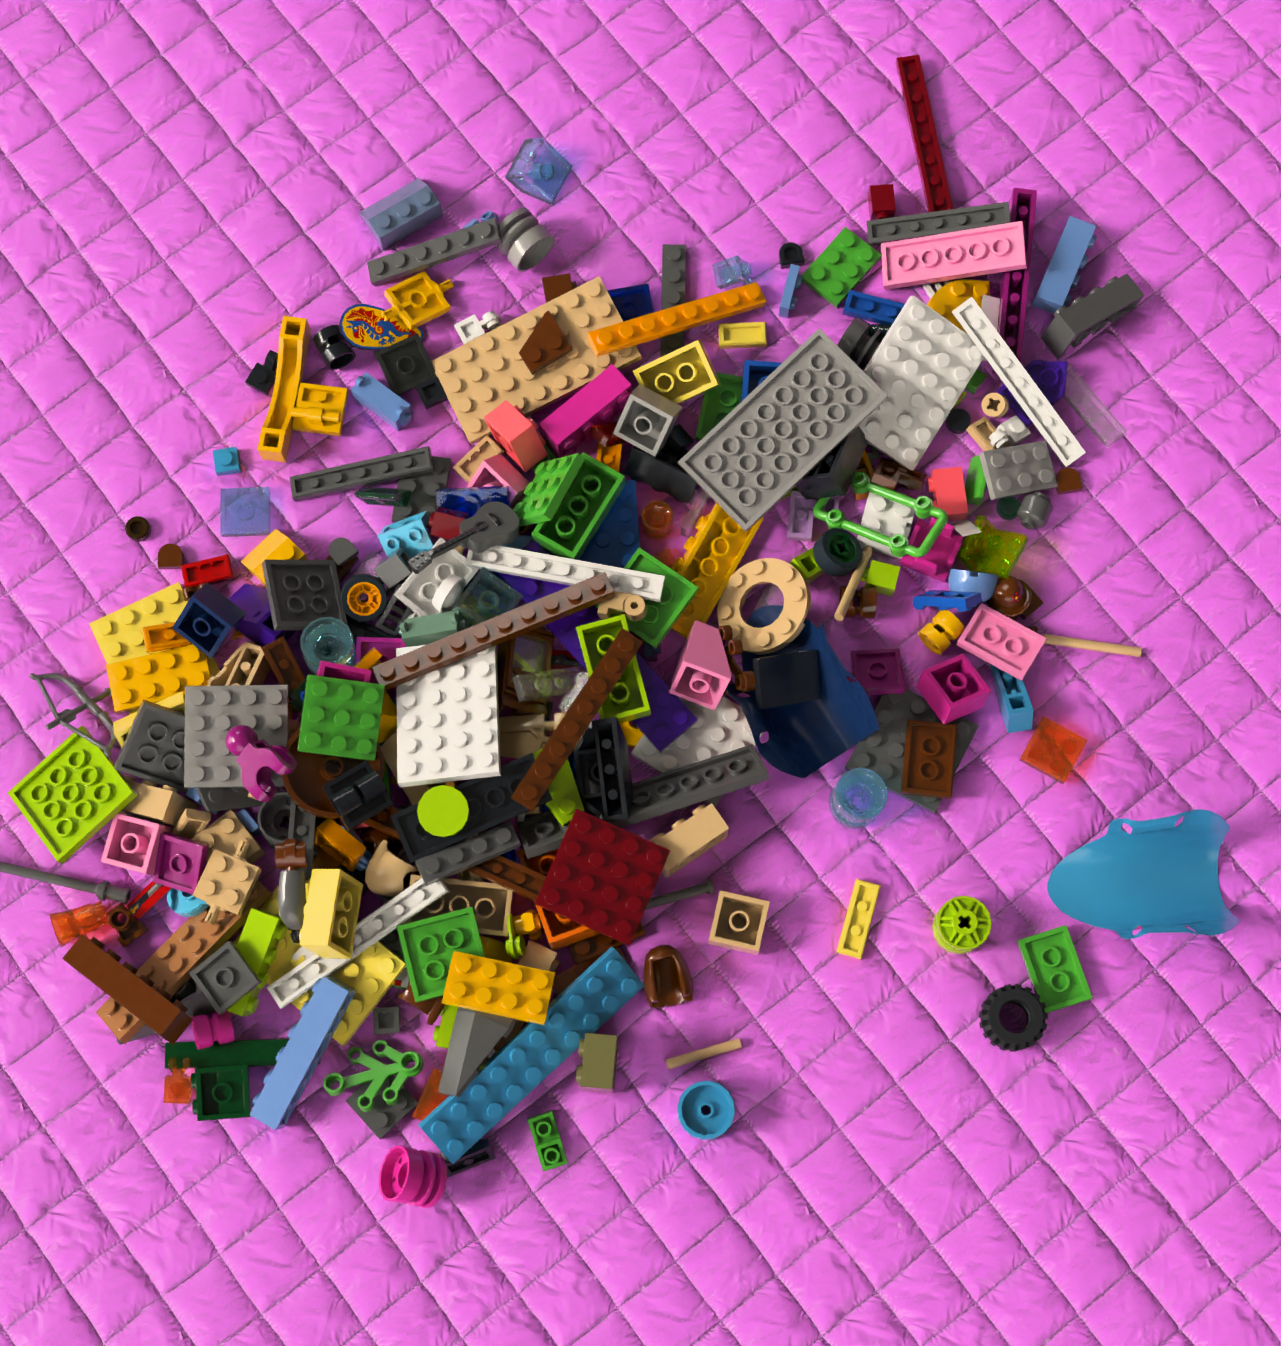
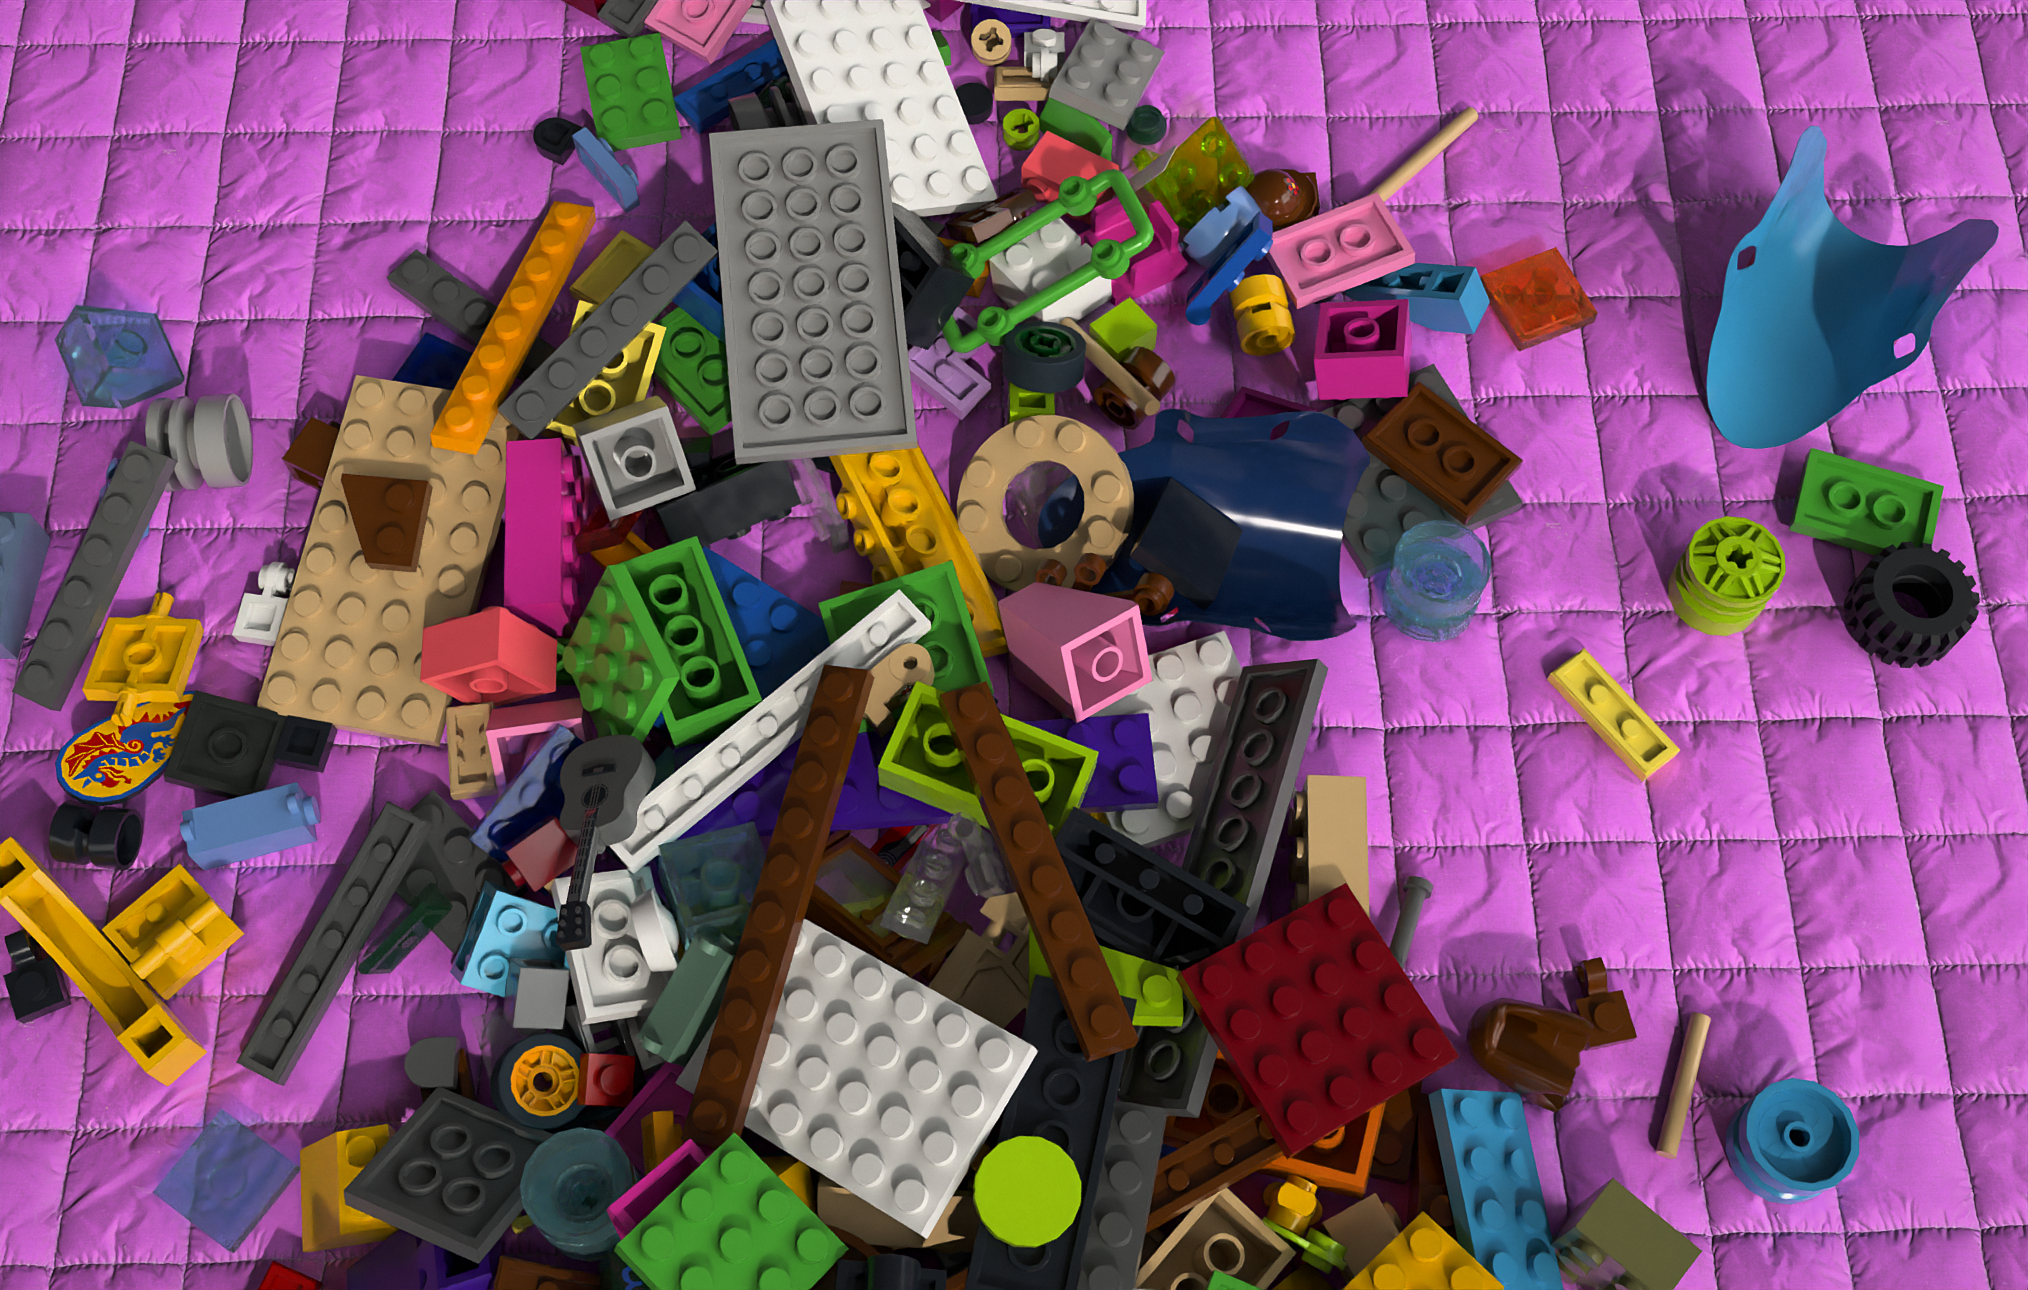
camera: 55 degrees left, 10 degrees down
(226, 461) = (116, 1148): dark azure plate -> none
(382, 621) = (606, 1080): none -> red plate
(657, 520) = (791, 560): clear orange wheel -> none
(694, 363) = (607, 331): none -> dark grey plate
(709, 1000) = (1603, 1009): none -> reddish brown plate
(731, 272) = (510, 220): clear light blue bracket -> none
(738, 922) = (1512, 879): tan brick -> none
(959, 446) = (1016, 140): none -> lime bush
(1034, 510) = (1178, 96): dark grey head -> none
(1068, 481) = (1167, 36): reddish brown tile -> none

